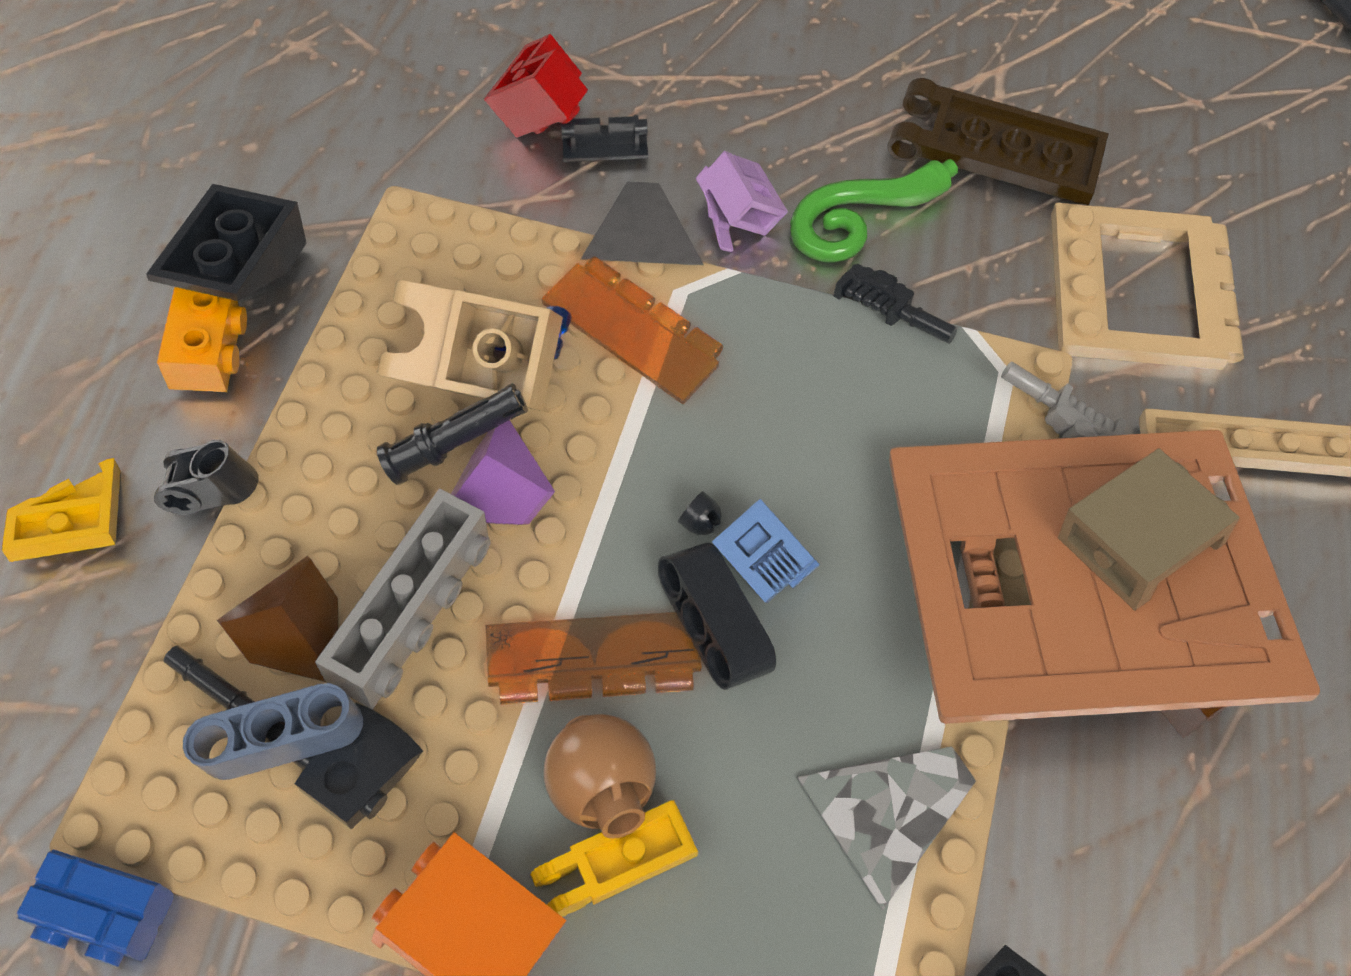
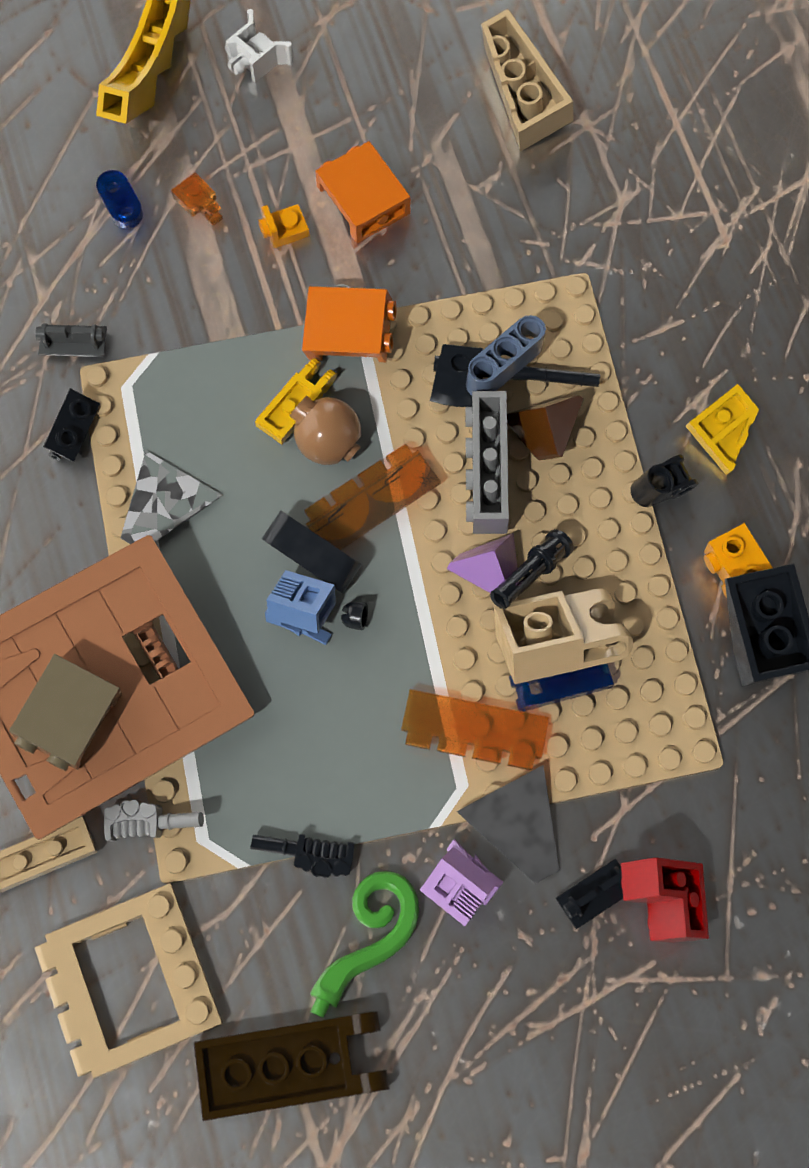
camera: 155 degrees right, 10 degrees up
(96, 907) = (539, 257): blue brick -> none

